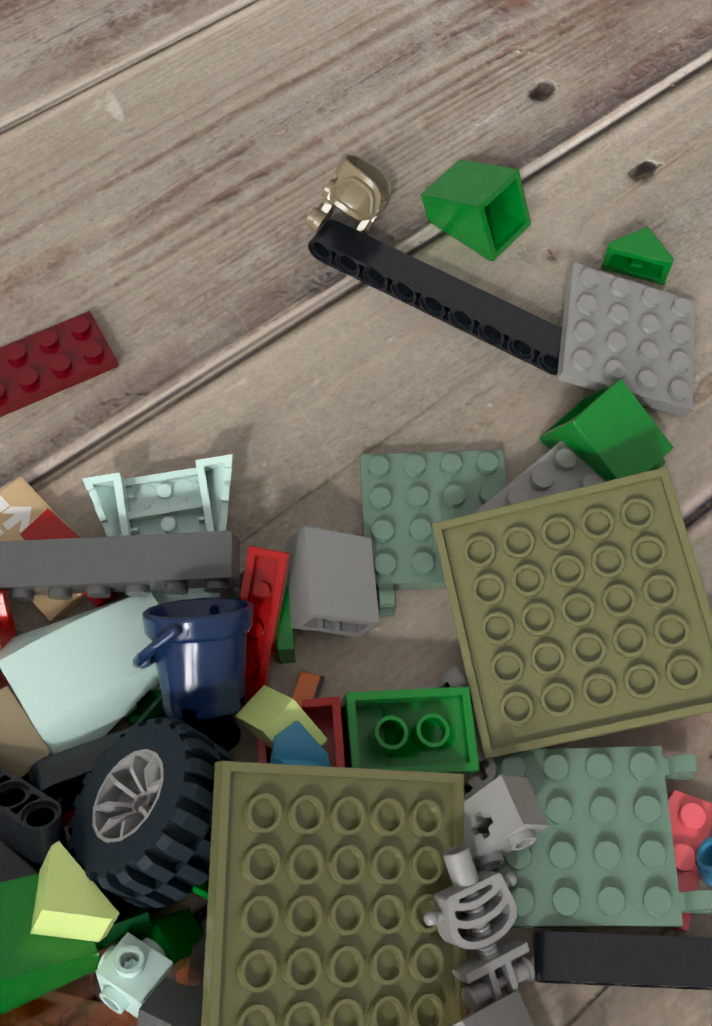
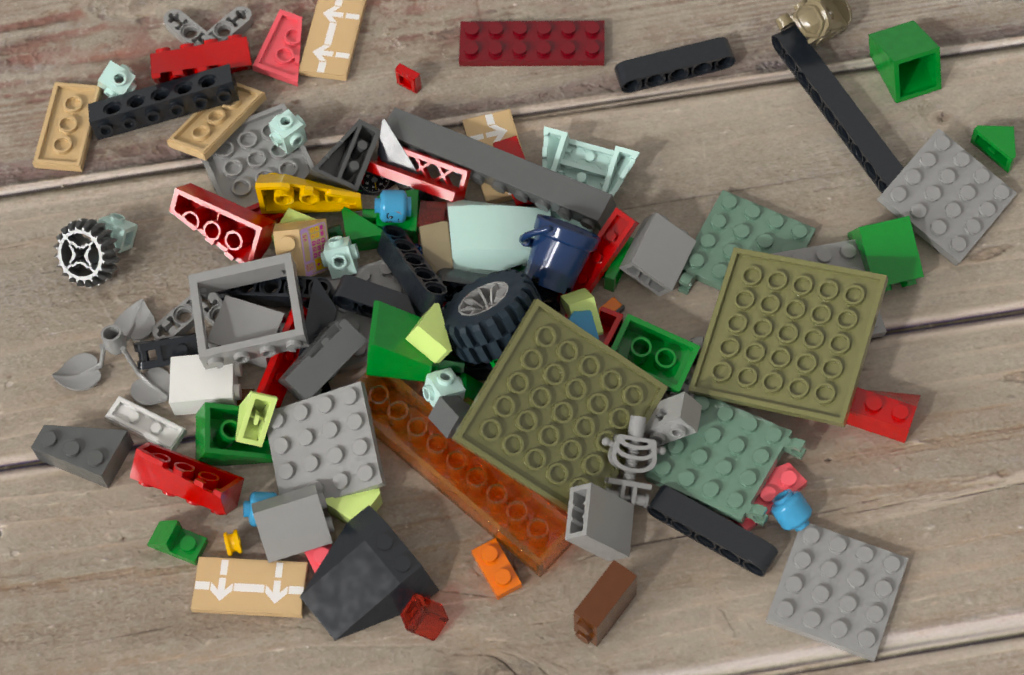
camera: 35 degrees right, 0 degrees up
(207, 327) = (674, 65): none -> black beam

